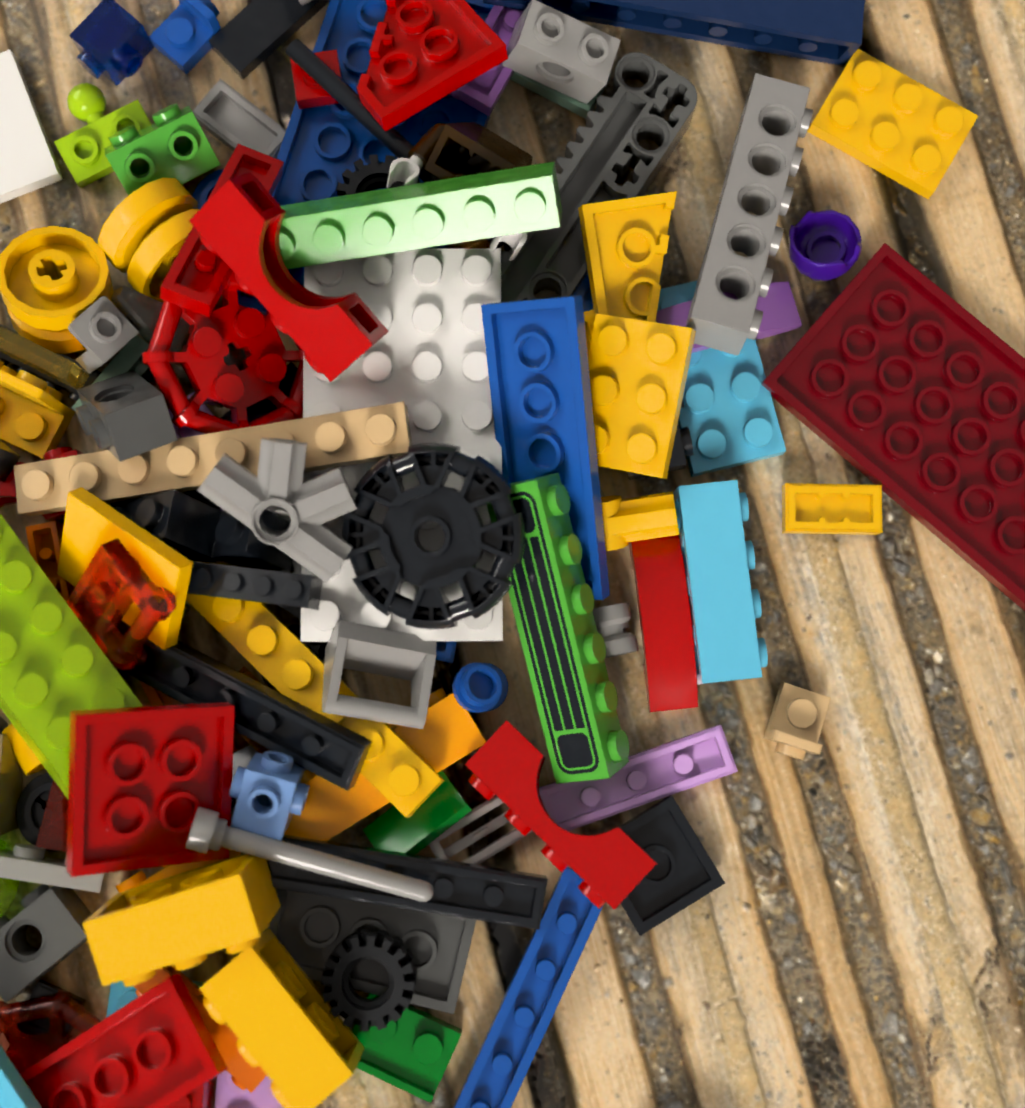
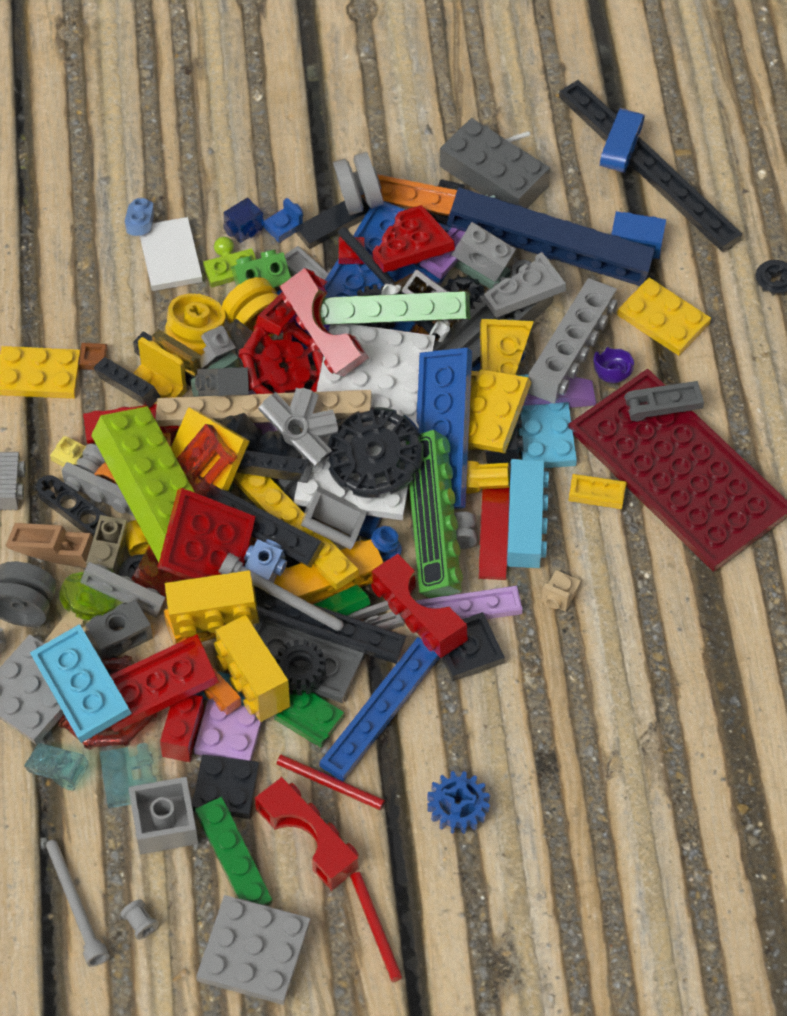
camera: 10 degrees right, 25 degrees down
(553, 127) = (474, 288): none -> black gear
(654, 113) = (527, 287): none -> light grey wing
(932, 311) = (664, 400): none -> dark grey plate

